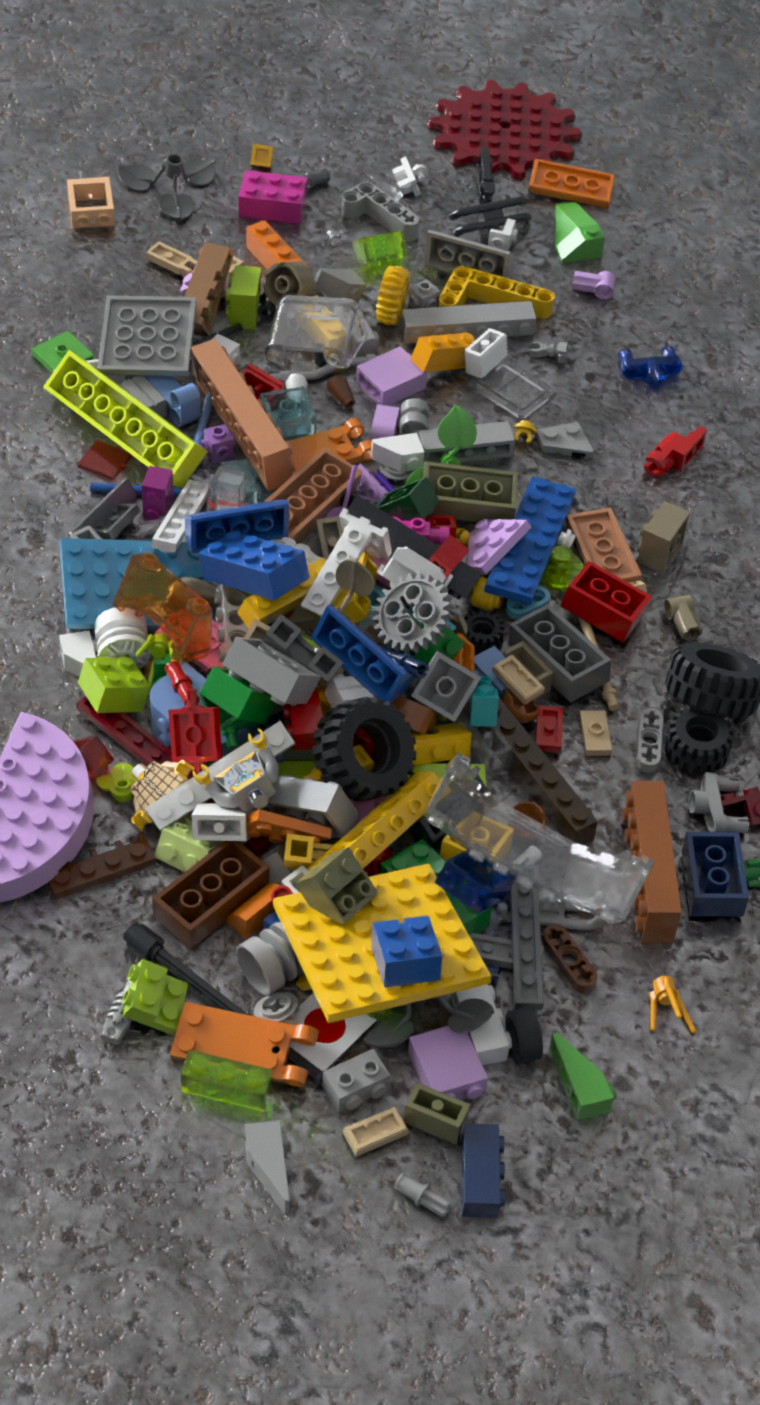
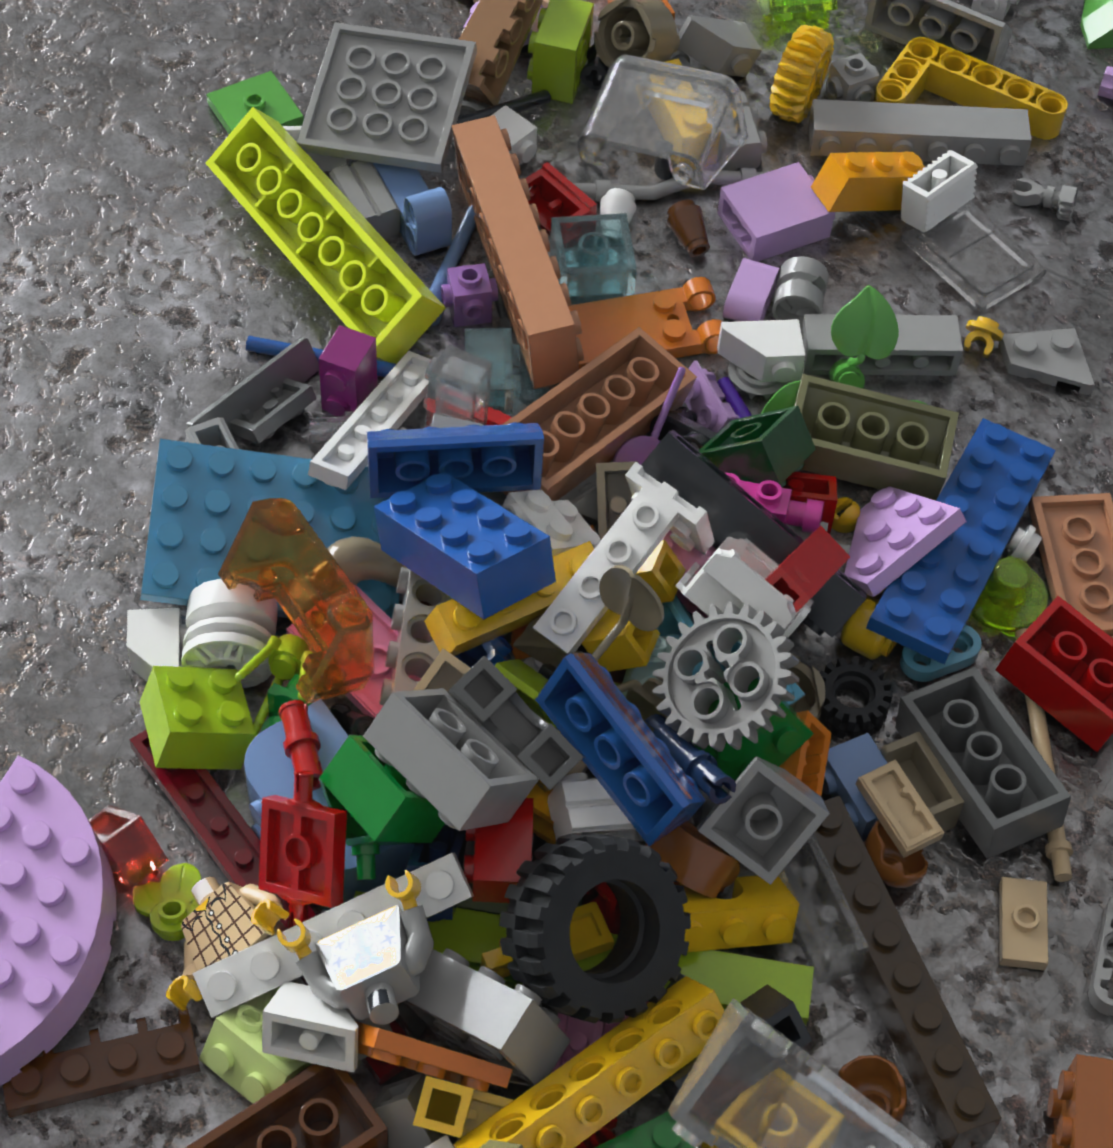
camera: 10 degrees right, 5 degrees up
(104, 460) = (280, 298): clear red piece -> none
(484, 704) = (829, 857): teal brick -> none
(549, 728) = (941, 905): red plate -> none

